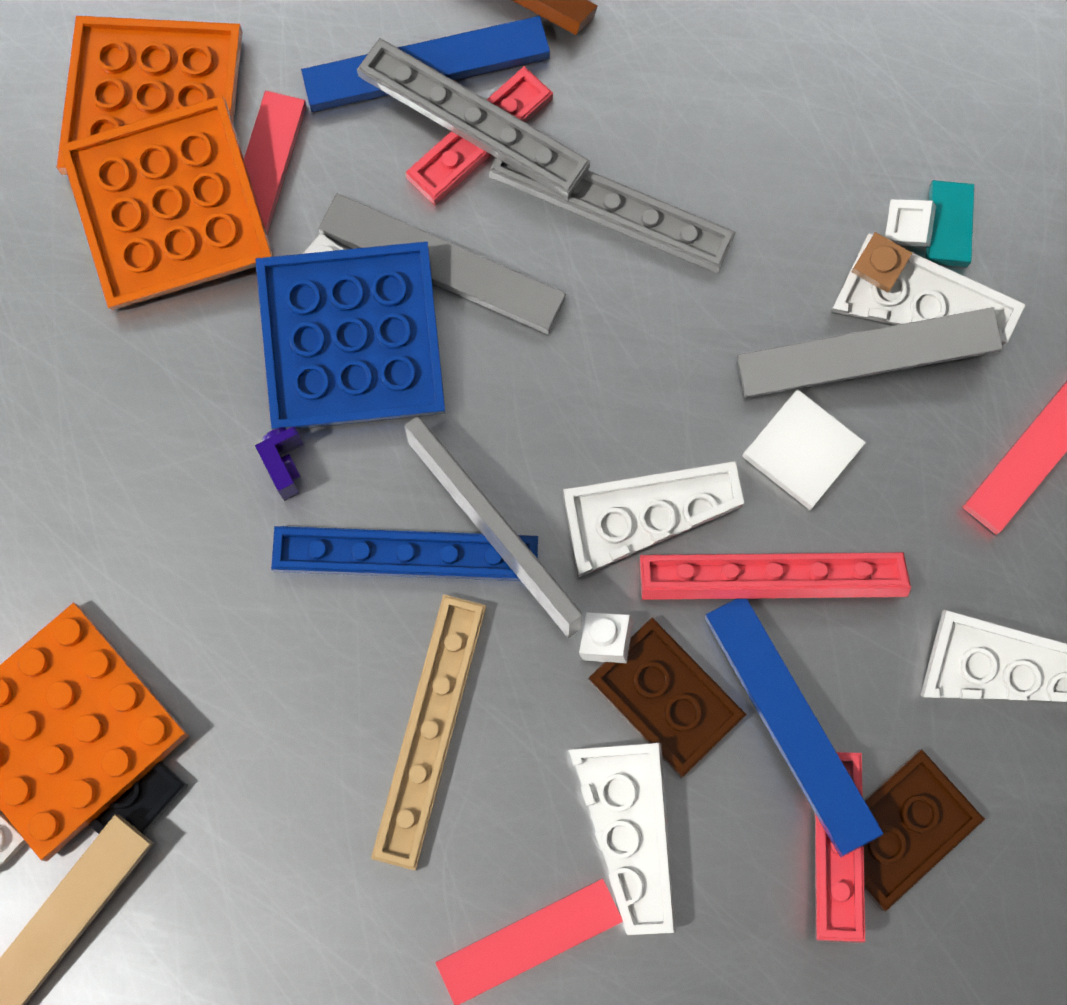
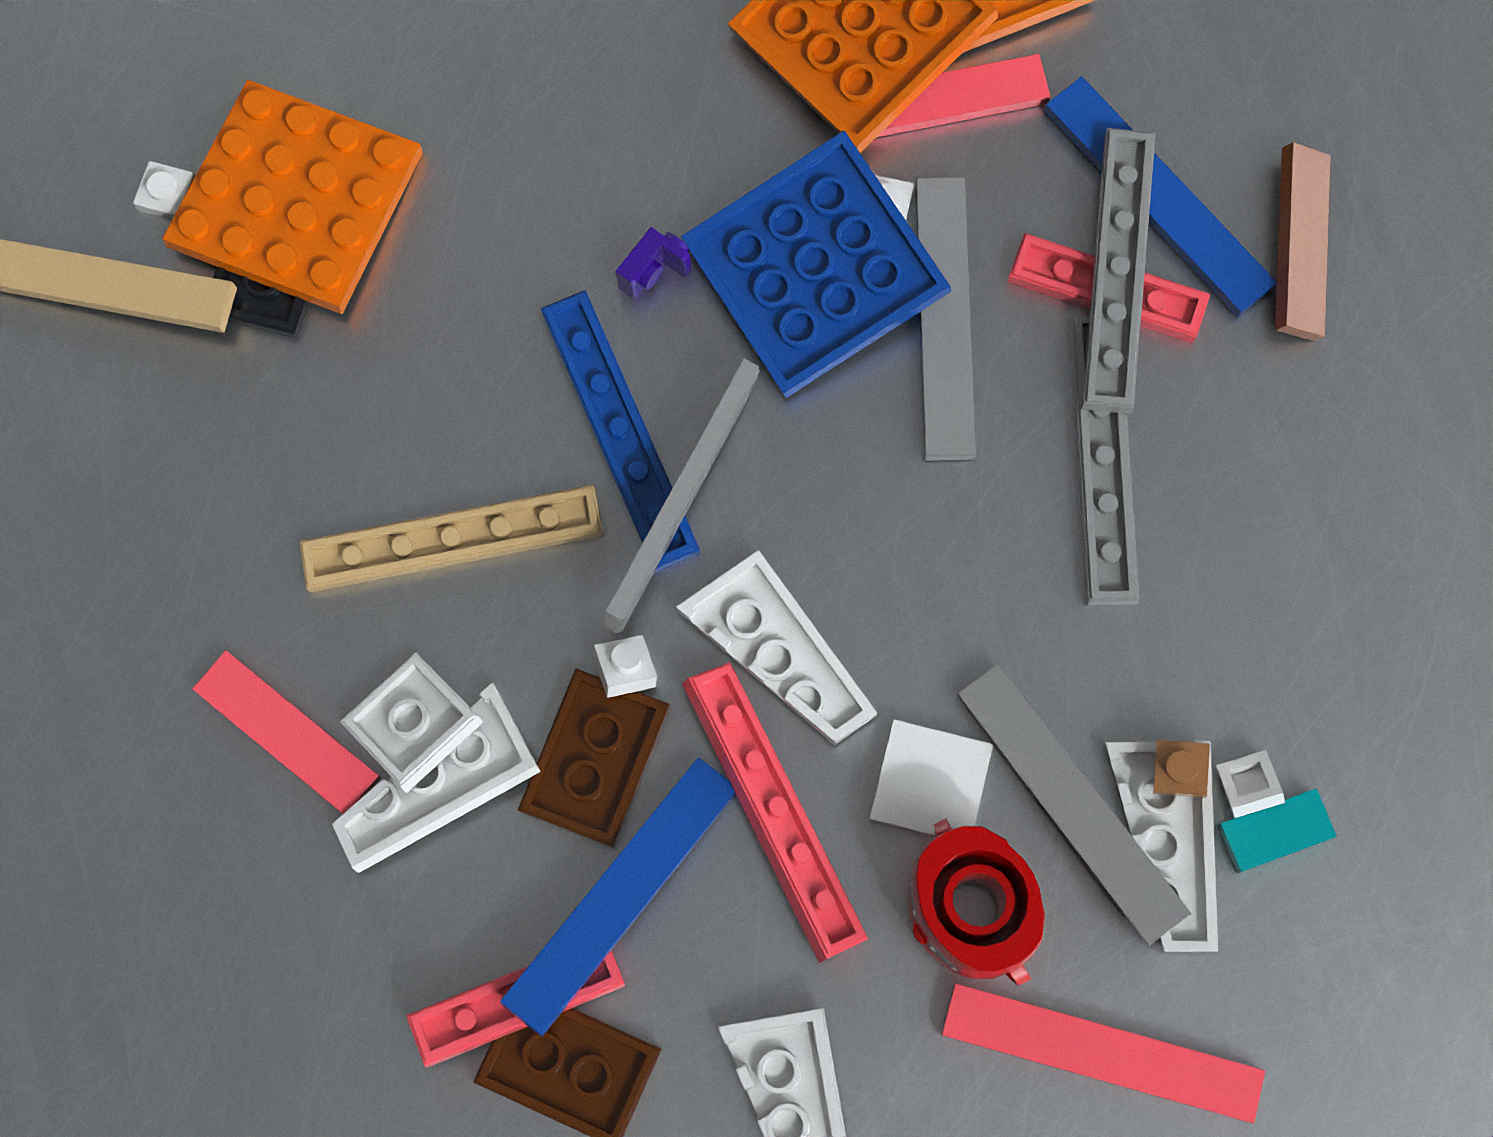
camera: 70 degrees right, 0 degrees up
(571, 831) = (411, 722): none -> white tile
(947, 431) = (985, 859): none -> red piece

